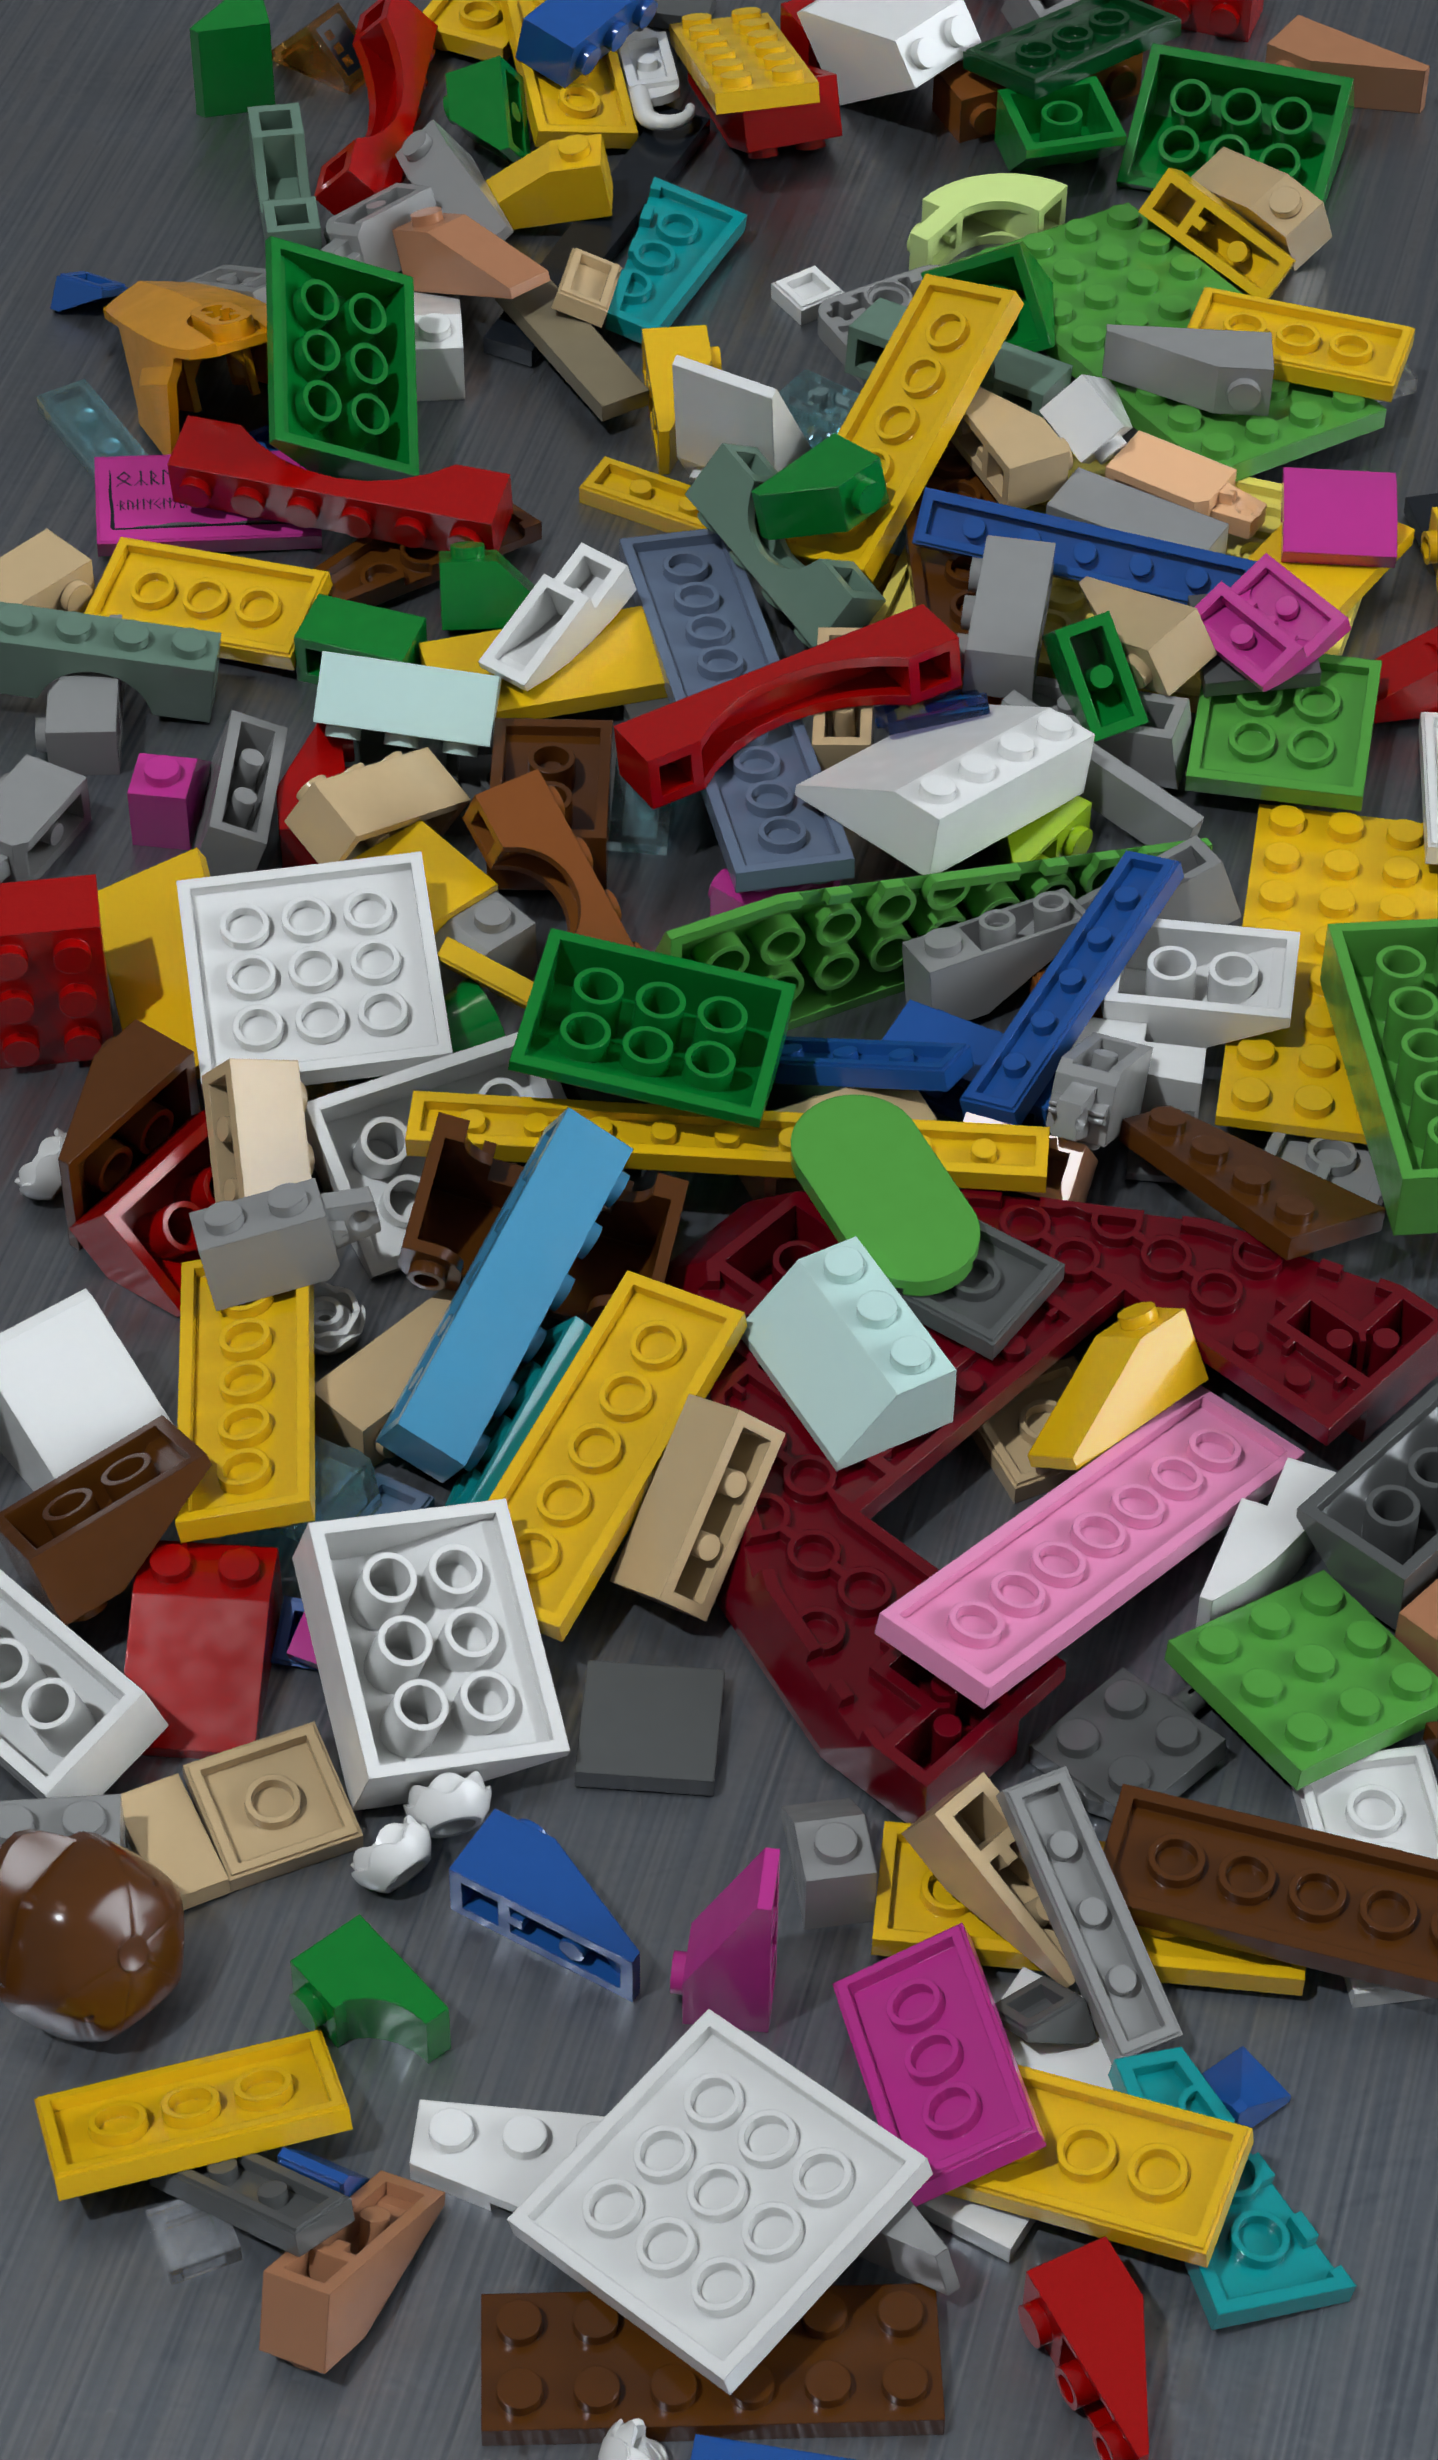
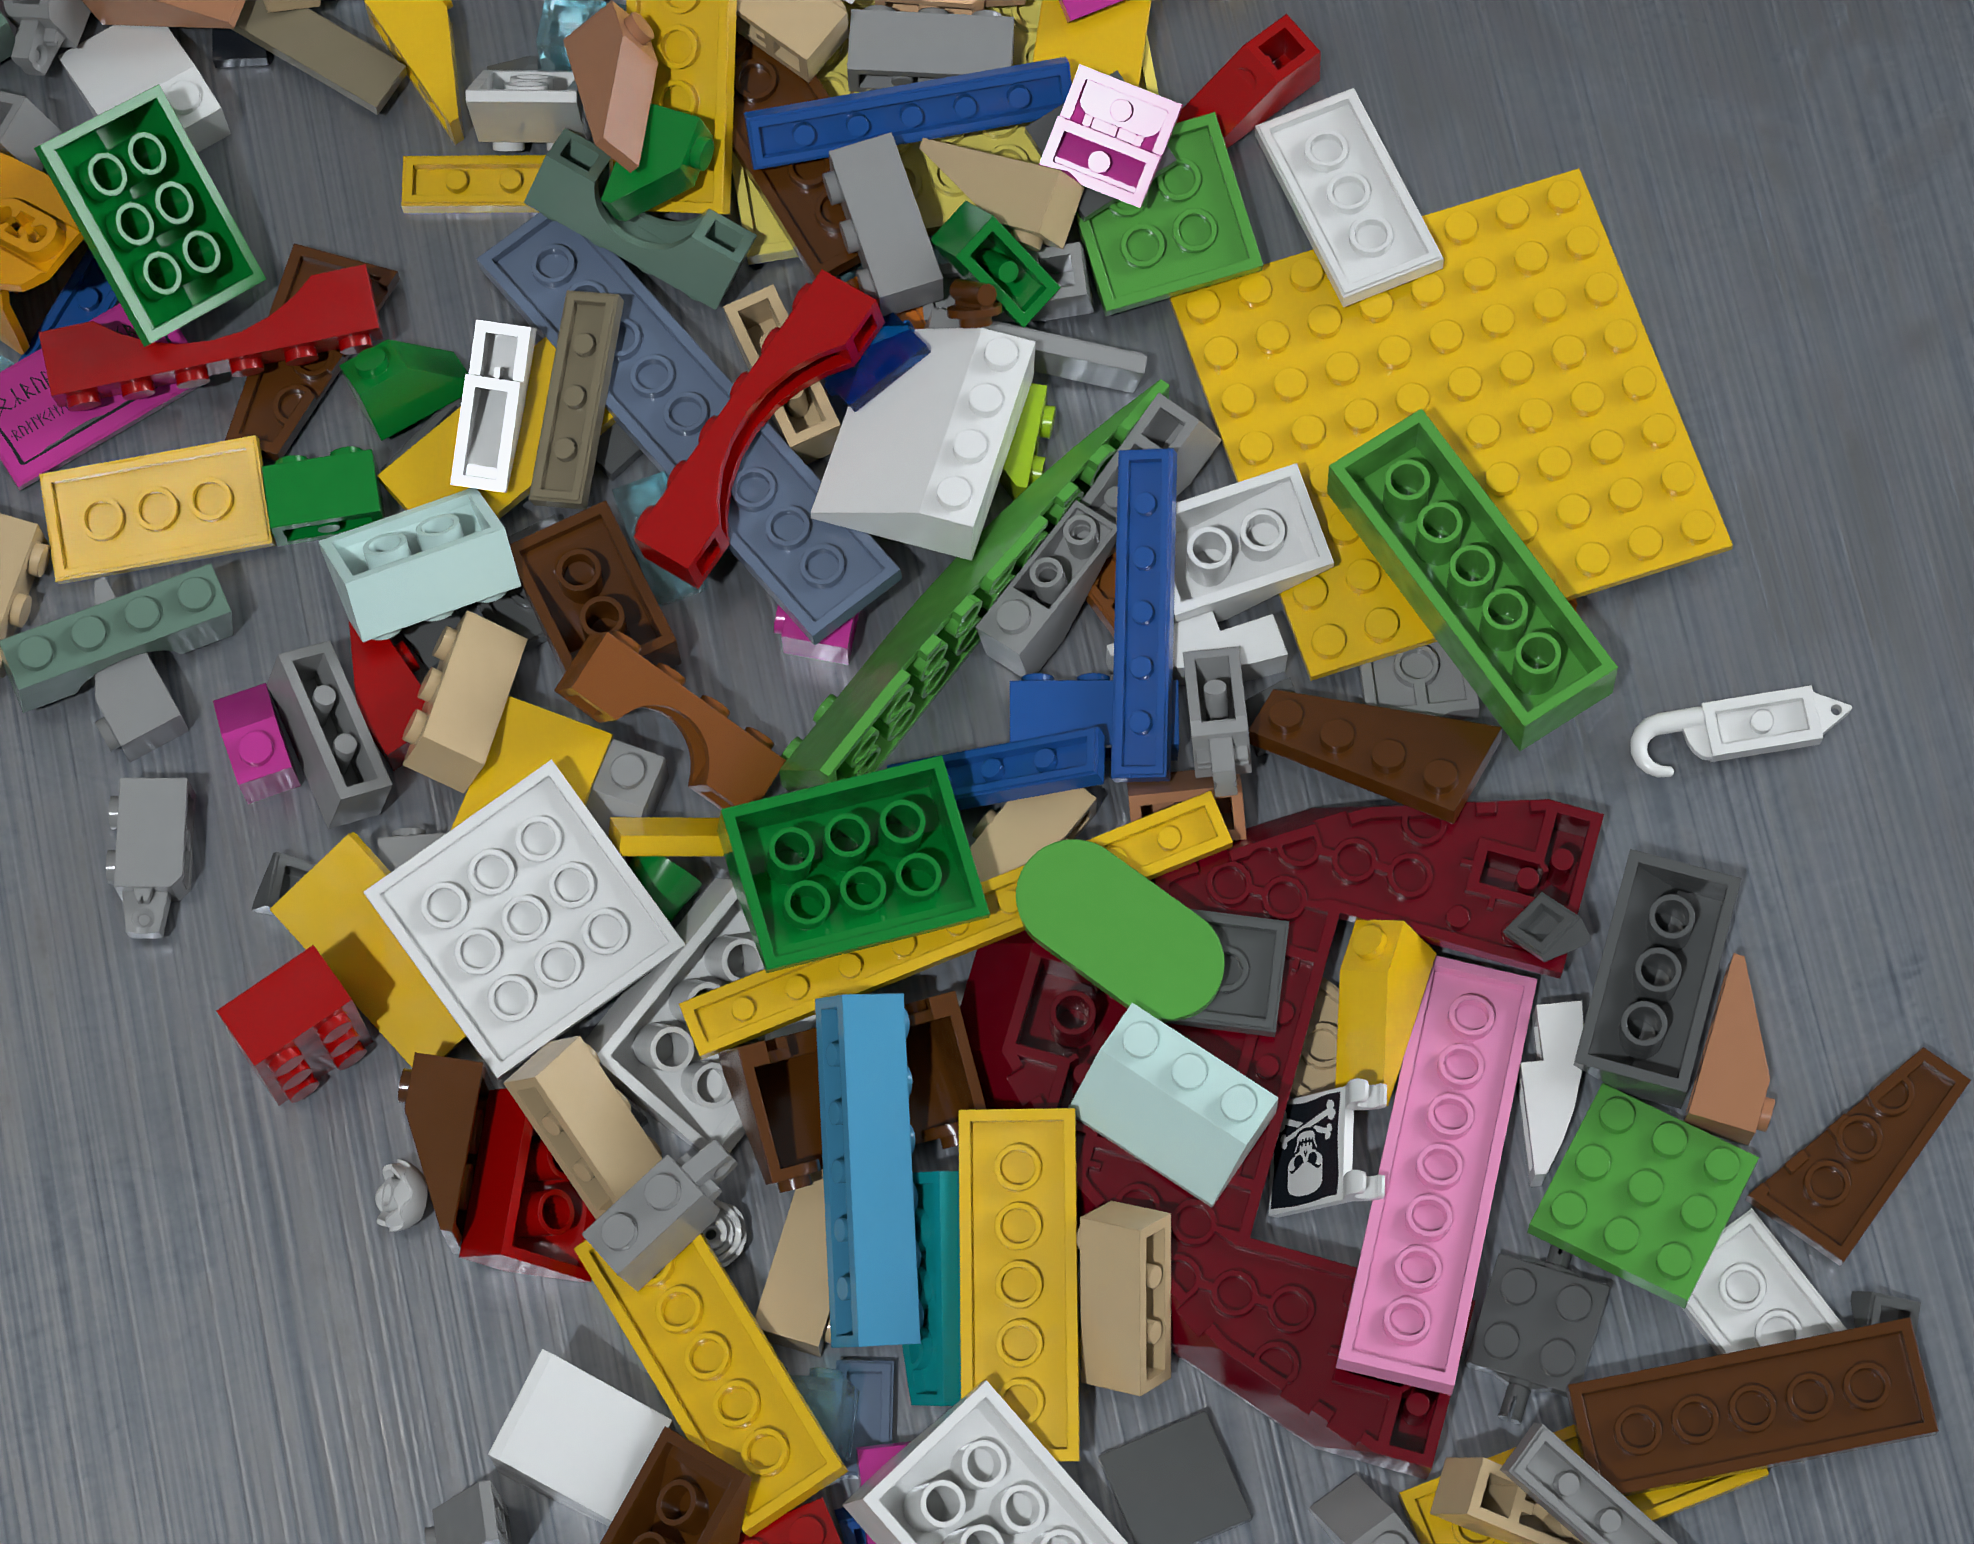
camera: 25 degrees left, 25 degrees up
(637, 647) = (576, 400): none -> dark tan tile
(821, 404) = (615, 79): none -> nougat slope
(980, 1477) = (1316, 1151): none -> white flag
(1053, 688) = (973, 303): none -> reddish brown plate
(1338, 1379) = (1547, 929): none -> dark grey slope

